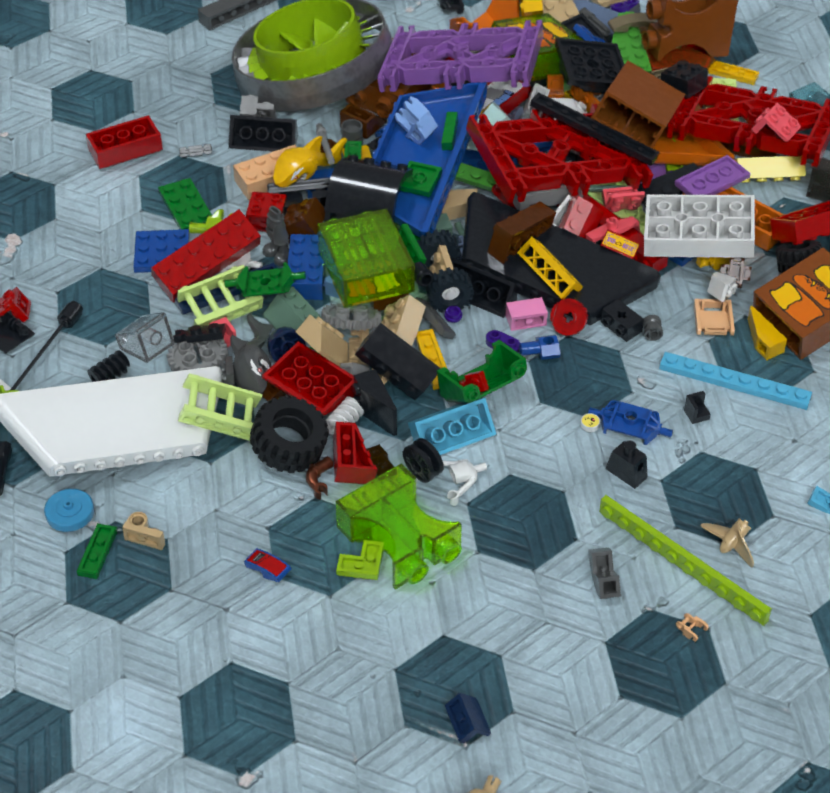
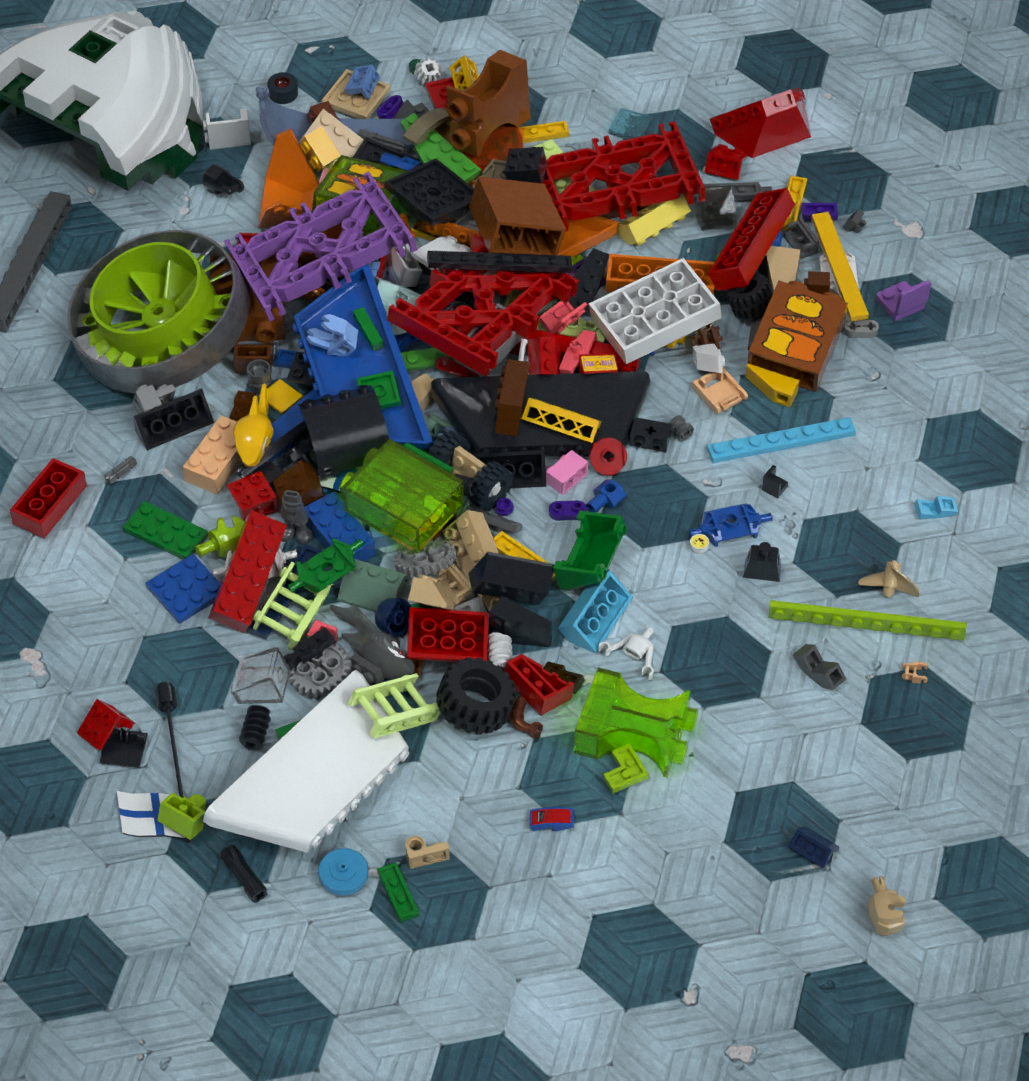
camera: 35 degrees left, 5 degrees up
(321, 131) = (227, 389): light grey bar -> none
(353, 148) = (280, 396): green plate -> none
(423, 460) = (603, 653): black wheel -> none
(477, 378) = (589, 560): red plate -> none
(713, 177) = (624, 257): medium lavender tile -> none
(778, 120) = (648, 171): coral bracket -> none

